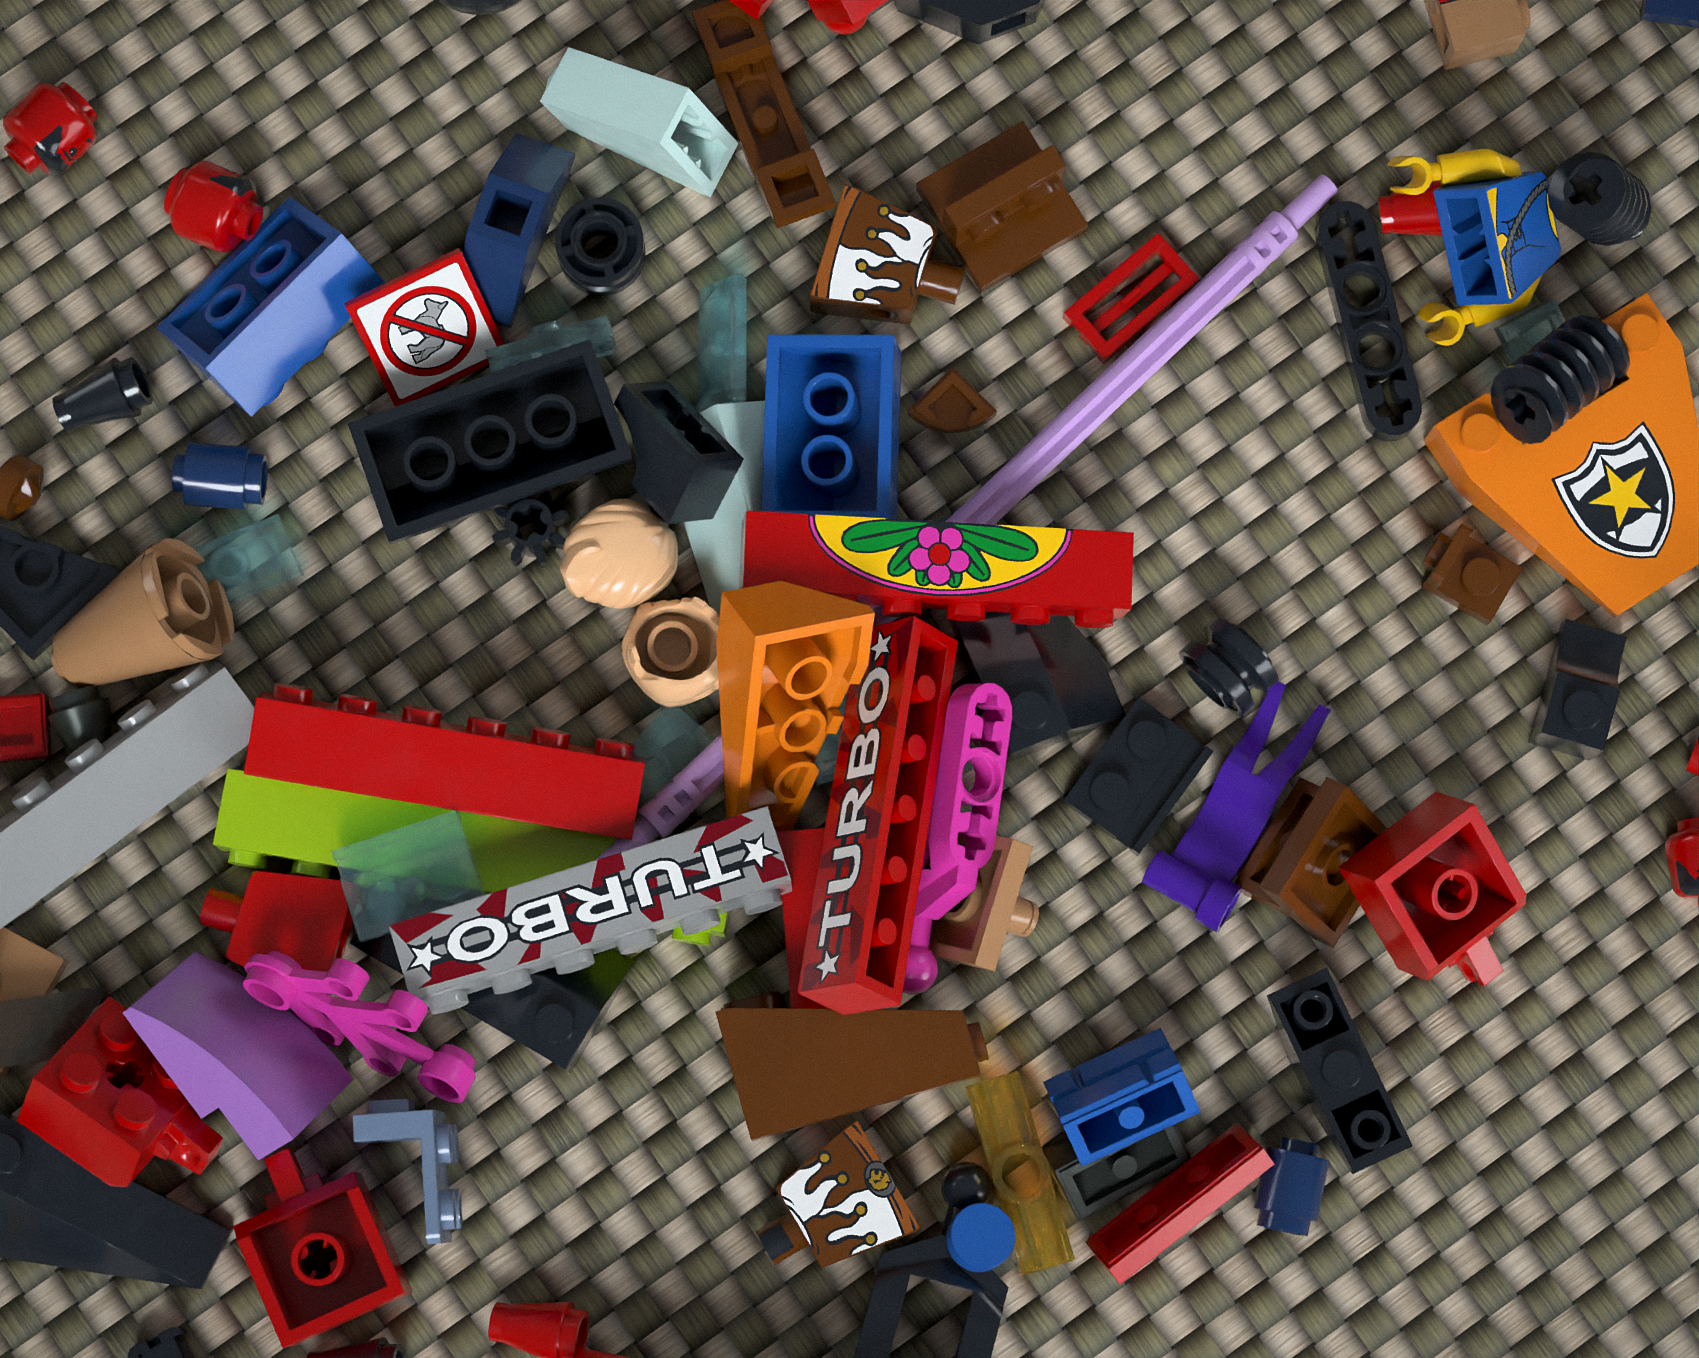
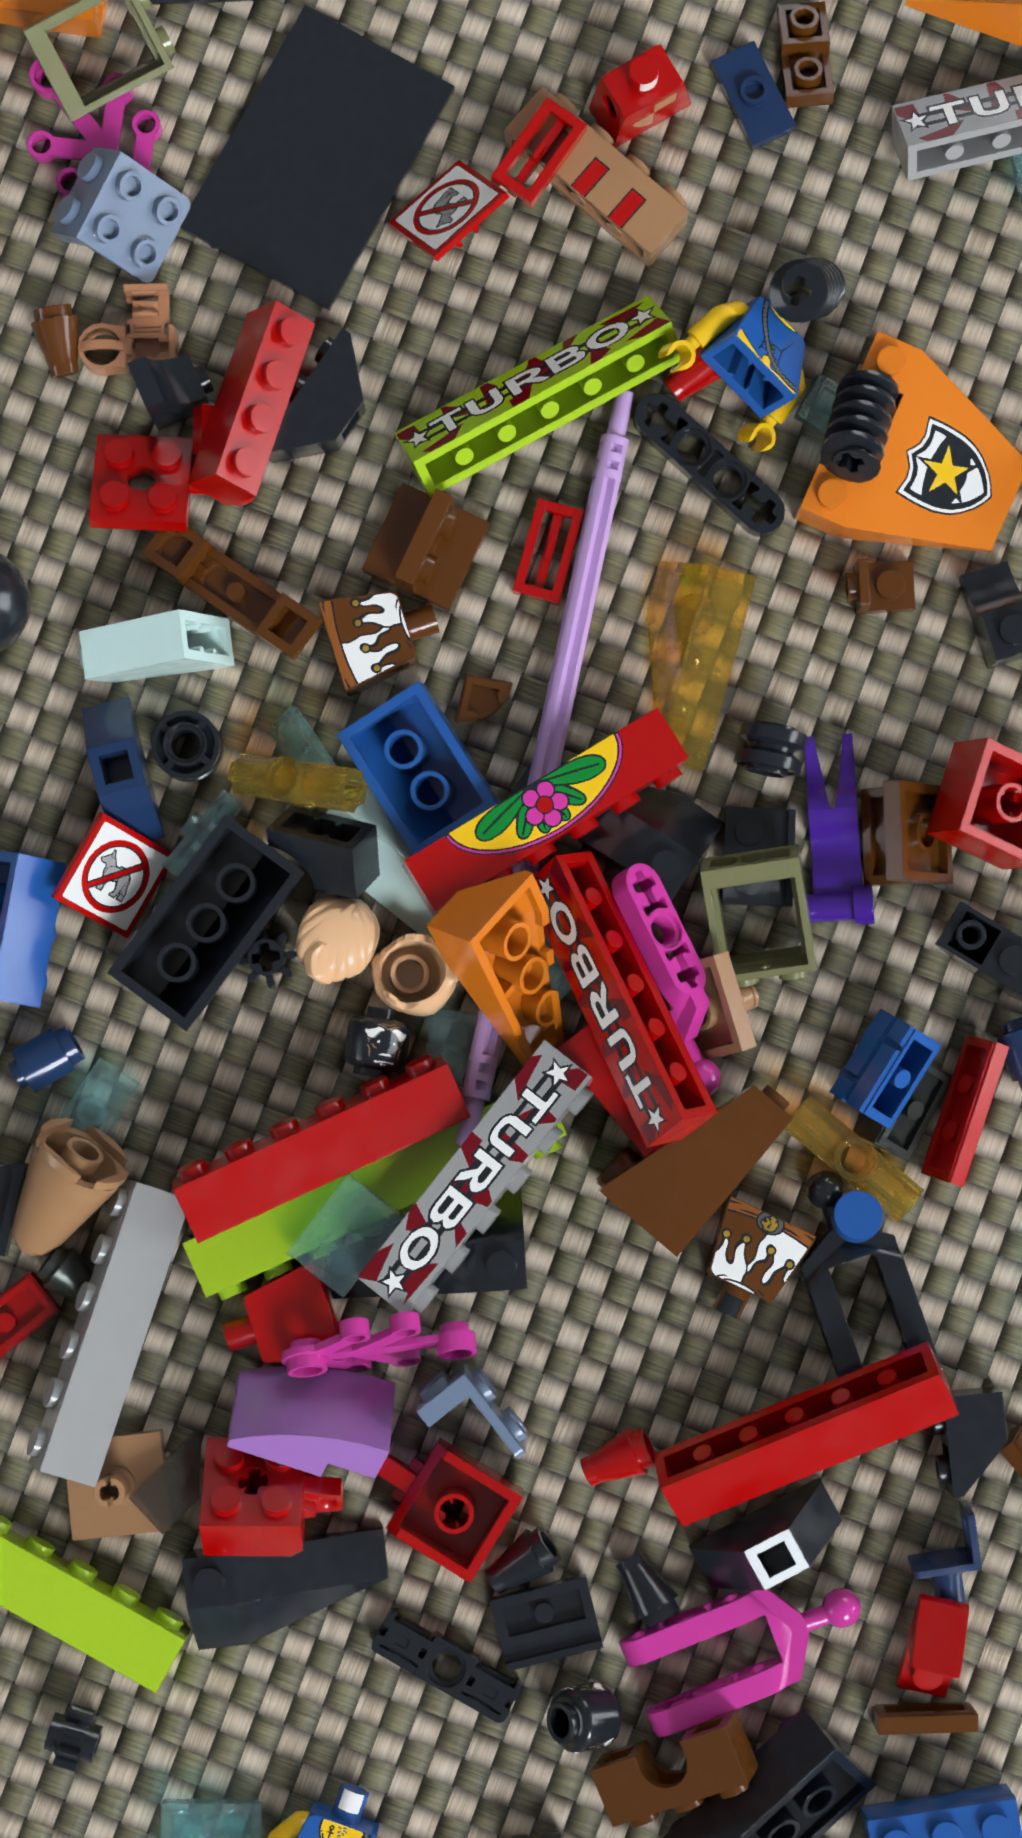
camera: 25 degrees left, 5 degrees up
(586, 696) = (377, 1043): none -> black head
(691, 358) = (298, 782): none -> clear yellow piece
(1125, 778) = (751, 868): none -> olive window
(1223, 498) = (693, 640): none -> clear yellow wedge
(1231, 123) = (538, 396): none -> lime brick

